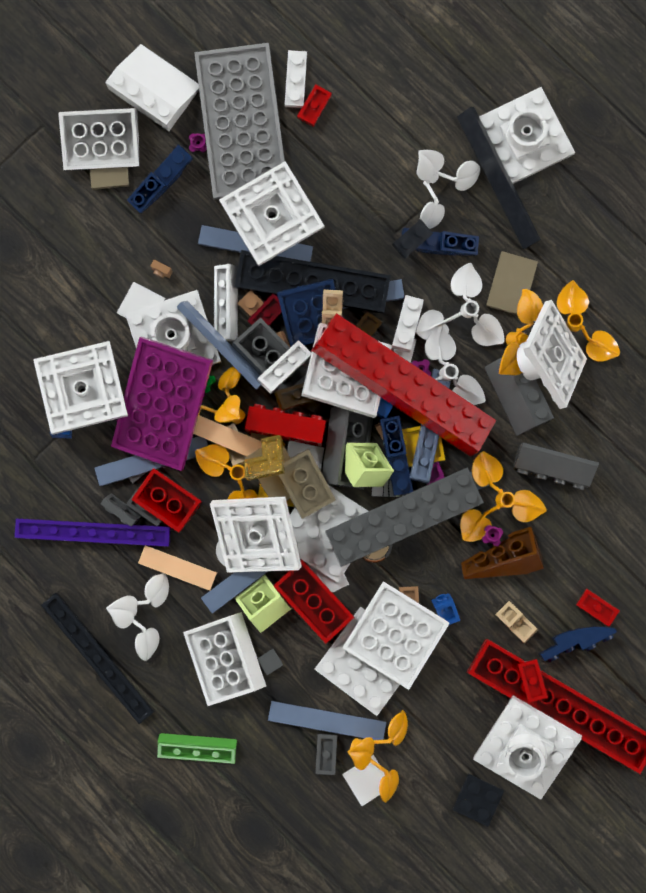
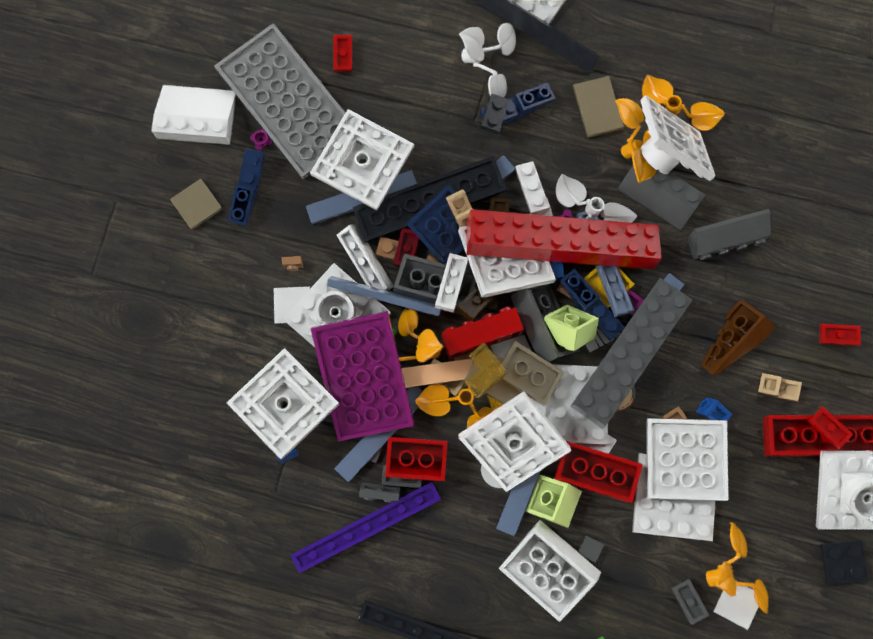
camera: 30 degrees left, 5 degrees down
(99, 138) = (173, 182): white slope -> none
(125, 609) = (439, 577): white plant -> none
(177, 568) = (459, 514): light nougat tile -> none
(295, 79) = (313, 41): white plate -> none
(326, 720) = (671, 571): sand blue tile -> none
(469, 284) = (561, 127): white plant -> none
(497, 535) = (716, 320): magenta plate -> none
(525, 504) = (722, 283): light orange plant -> none
(583, 637) = (844, 367): dark blue slope -> none

